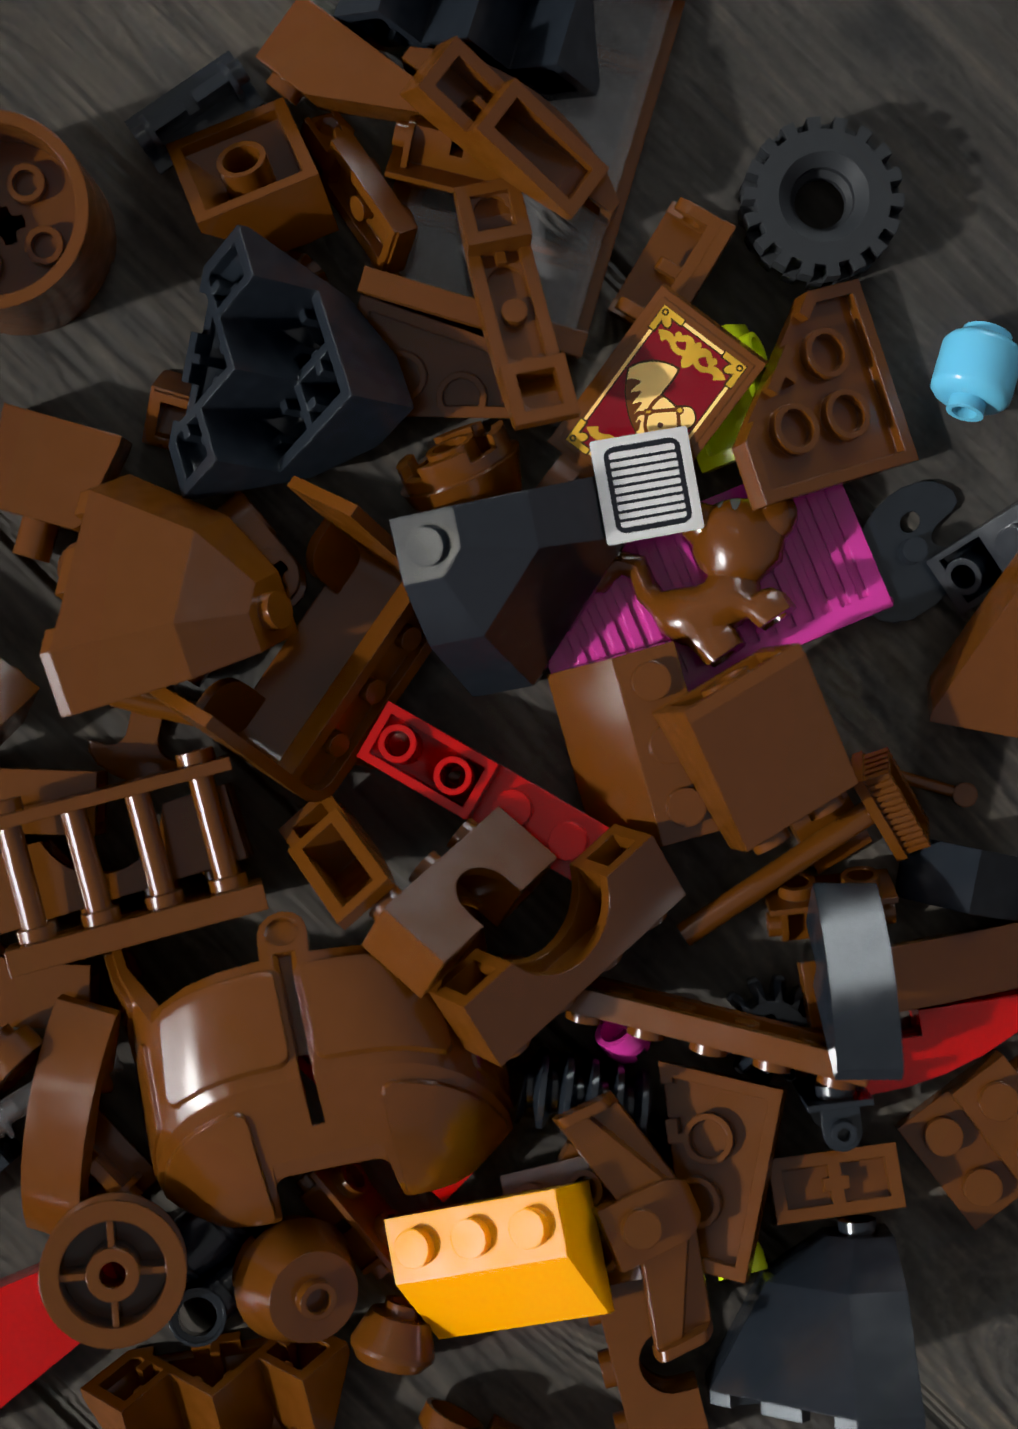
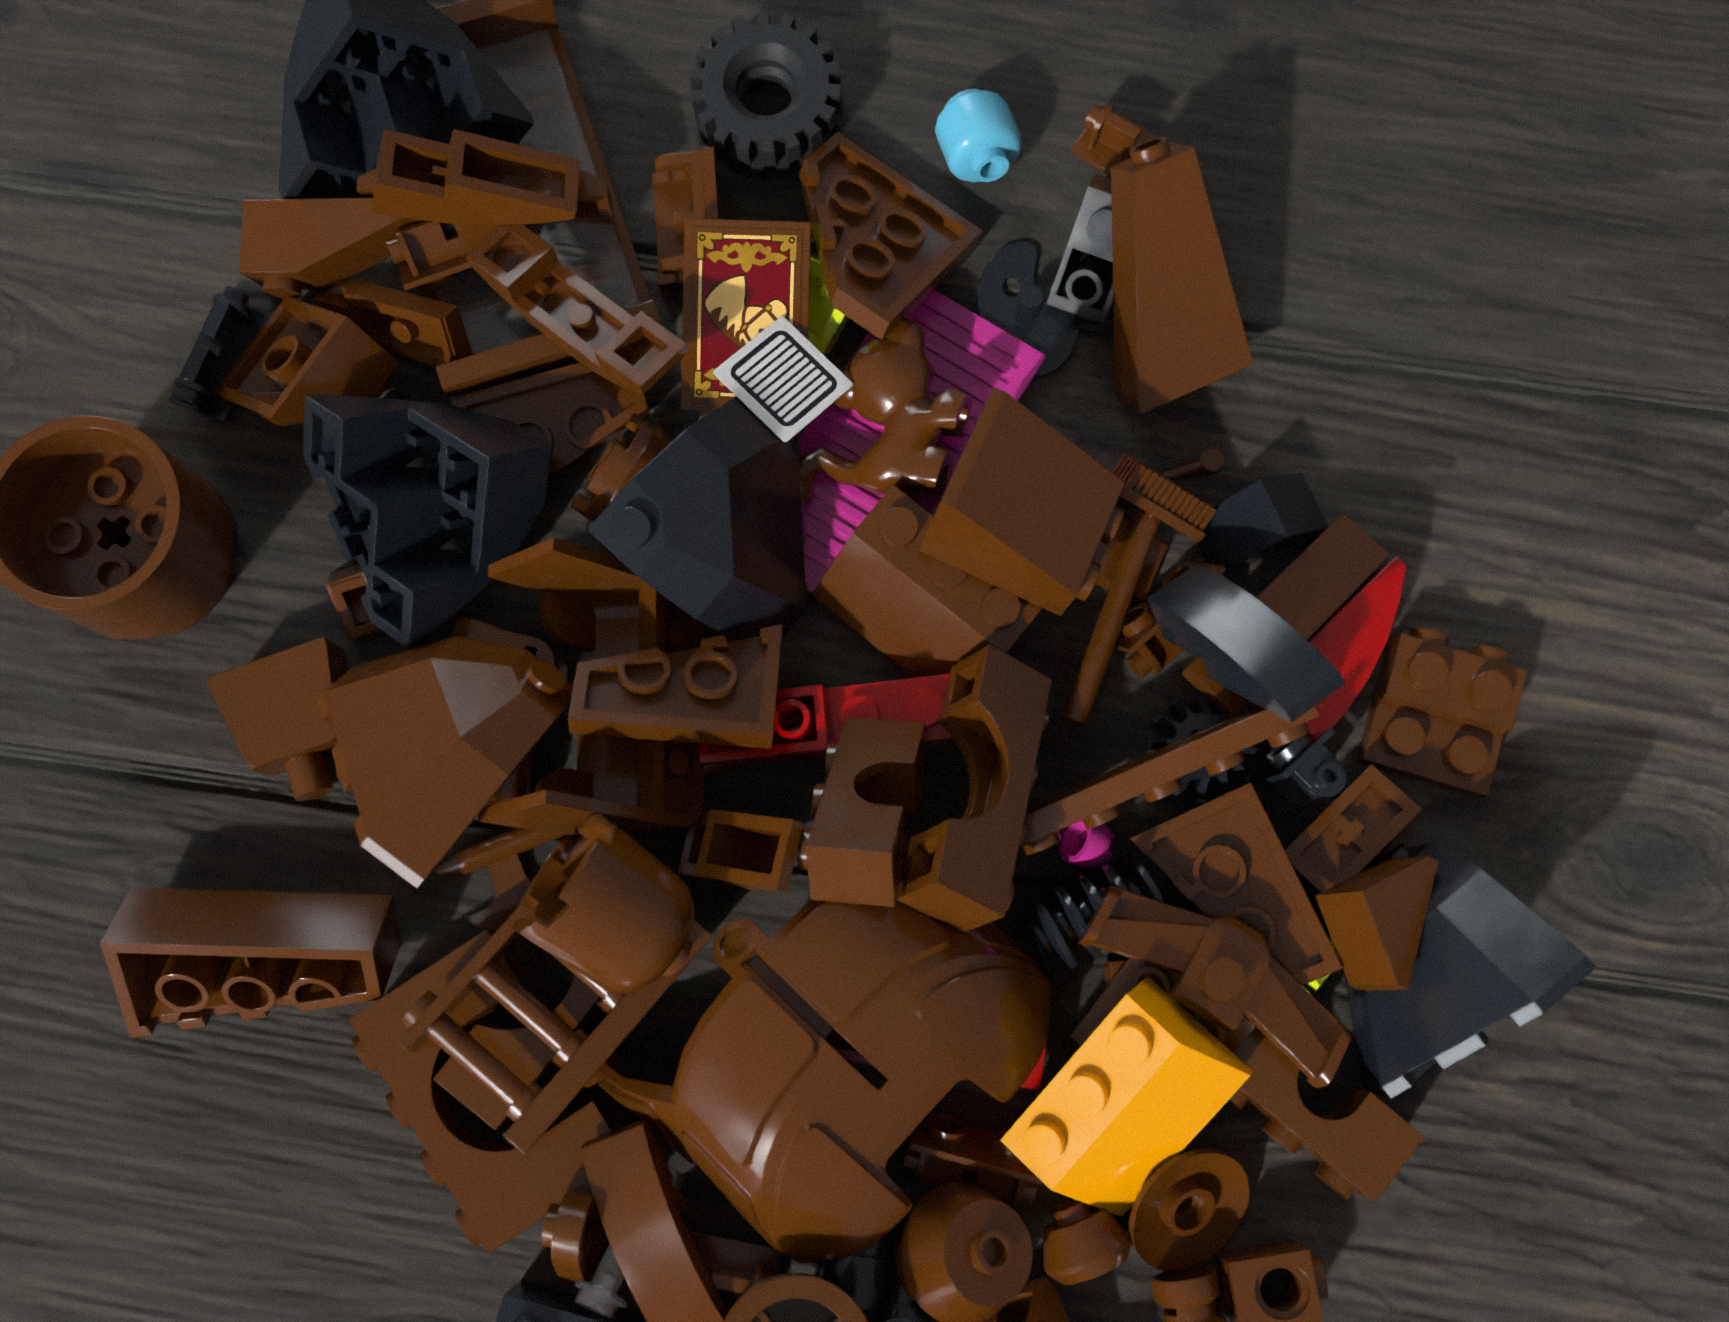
camera: 30 degrees left, 10 degrees down
(198, 839) = (610, 910): none -> reddish brown cylinder
(387, 705) = (690, 696): none -> reddish brown wing
(494, 1371) = (1189, 1209): none -> reddish brown dish
(801, 1268) = (1380, 921): none -> reddish brown slope

